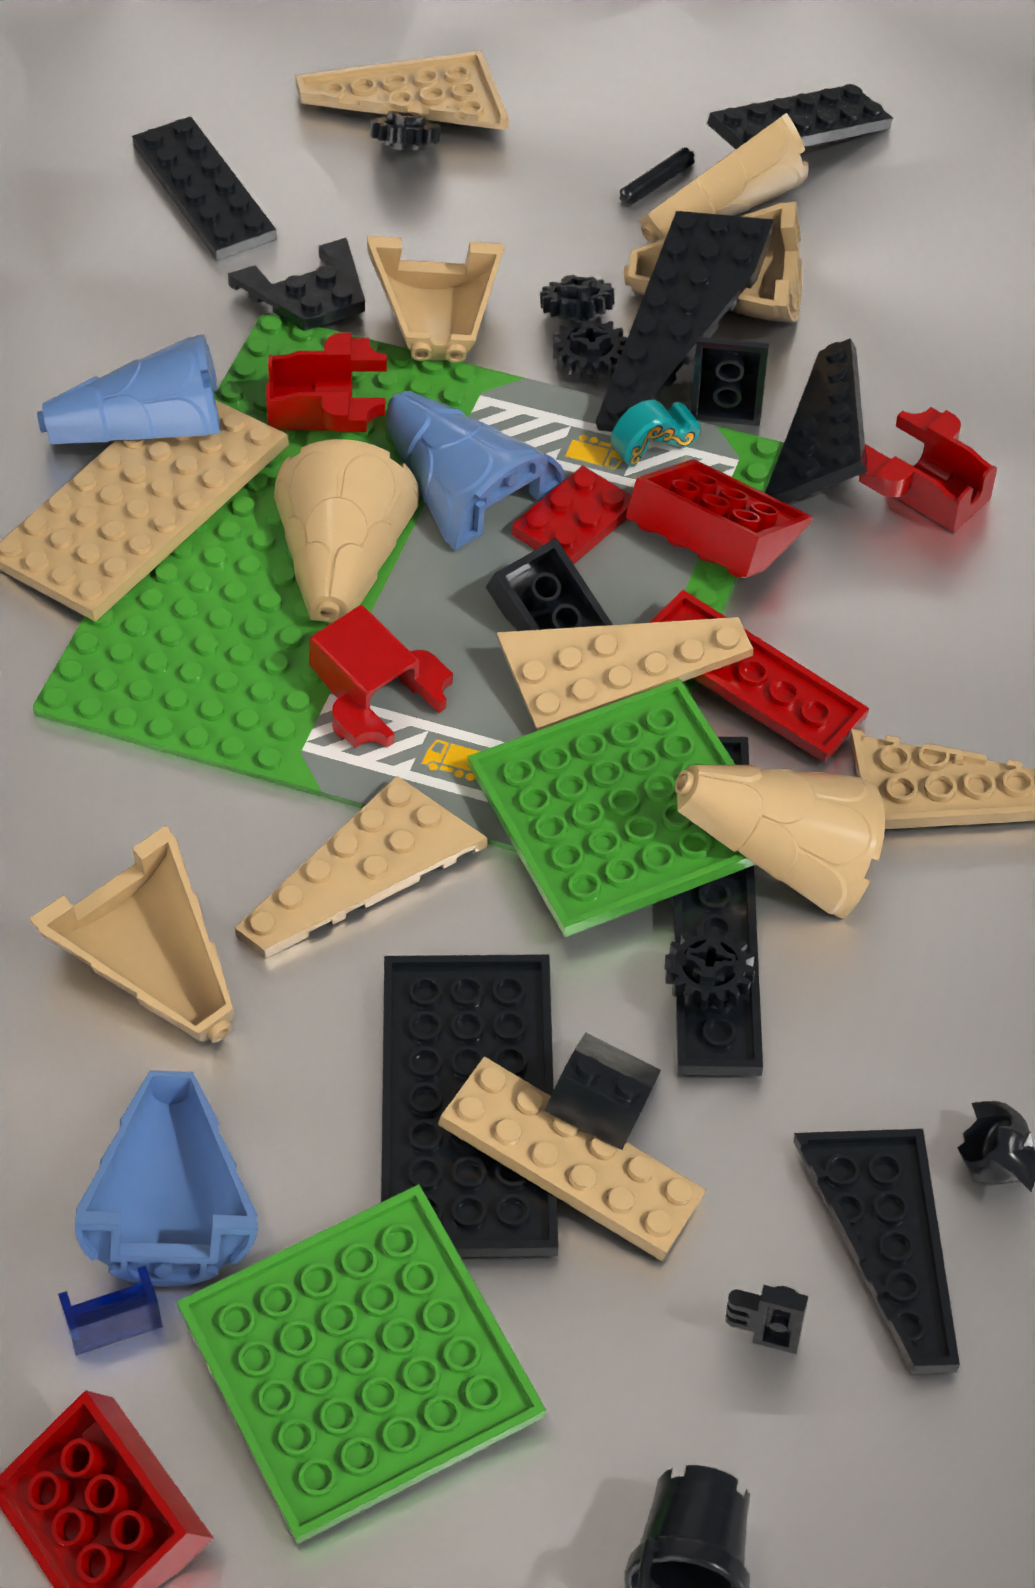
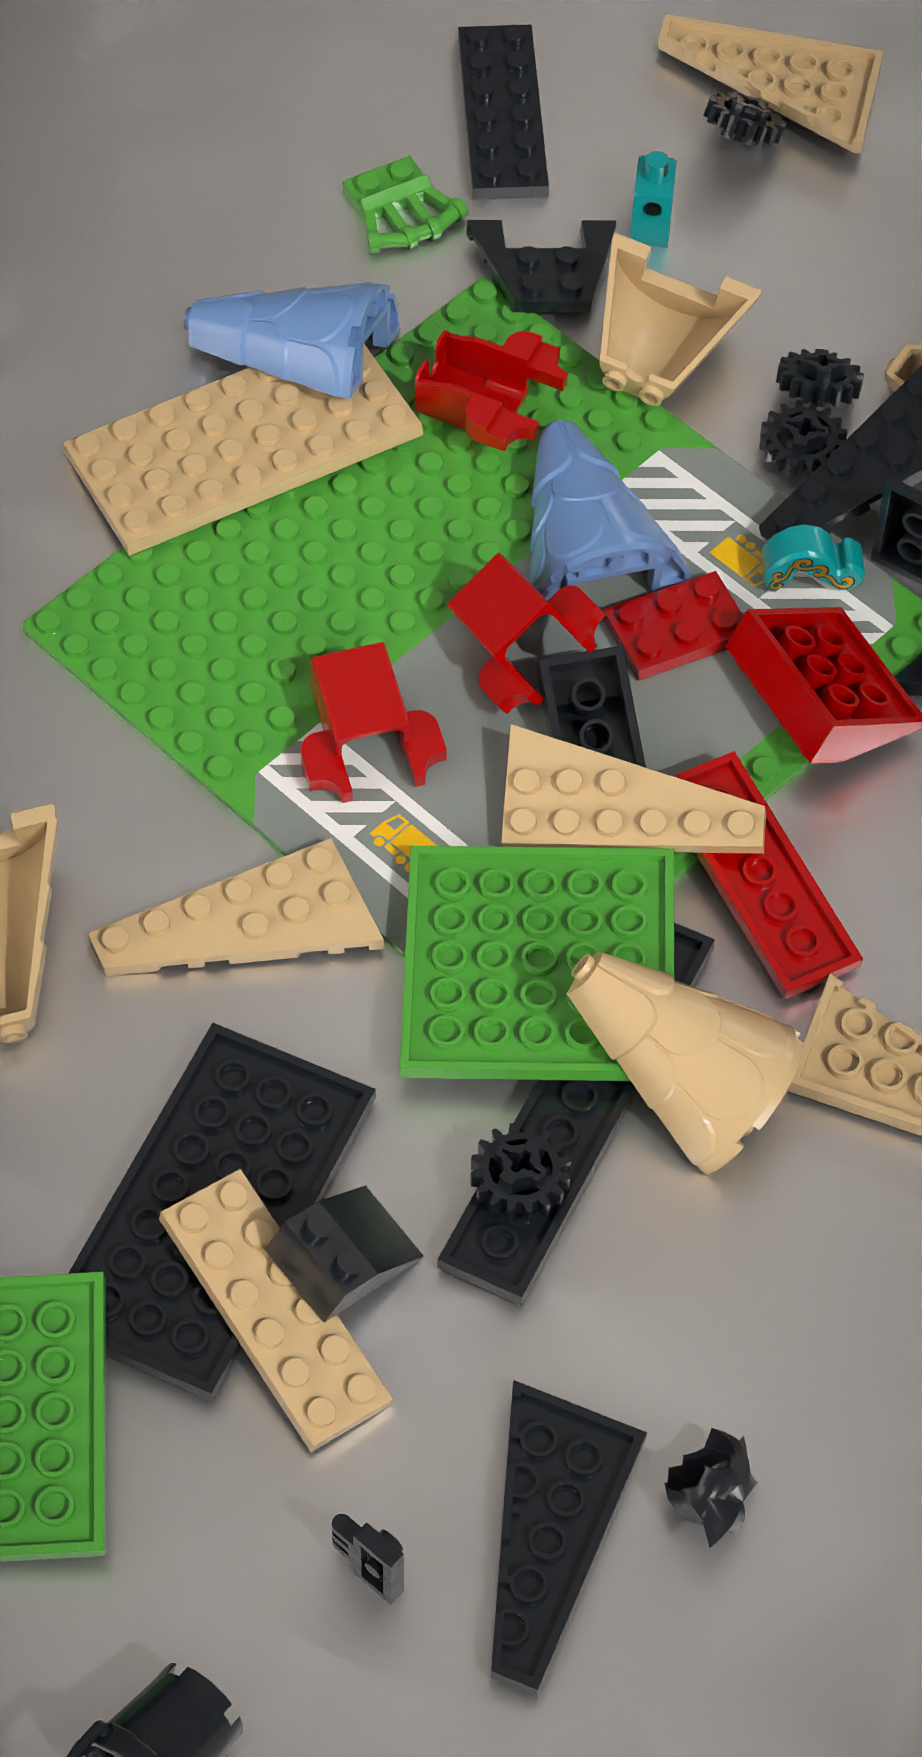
camera: 25 degrees right, 5 degrees up
(154, 268) = (395, 188): none -> bright green plate
(342, 519) = (426, 539): tan cone -> none
(365, 195) = (653, 184): none -> teal torso
(441, 547) = (497, 611): none -> red piece

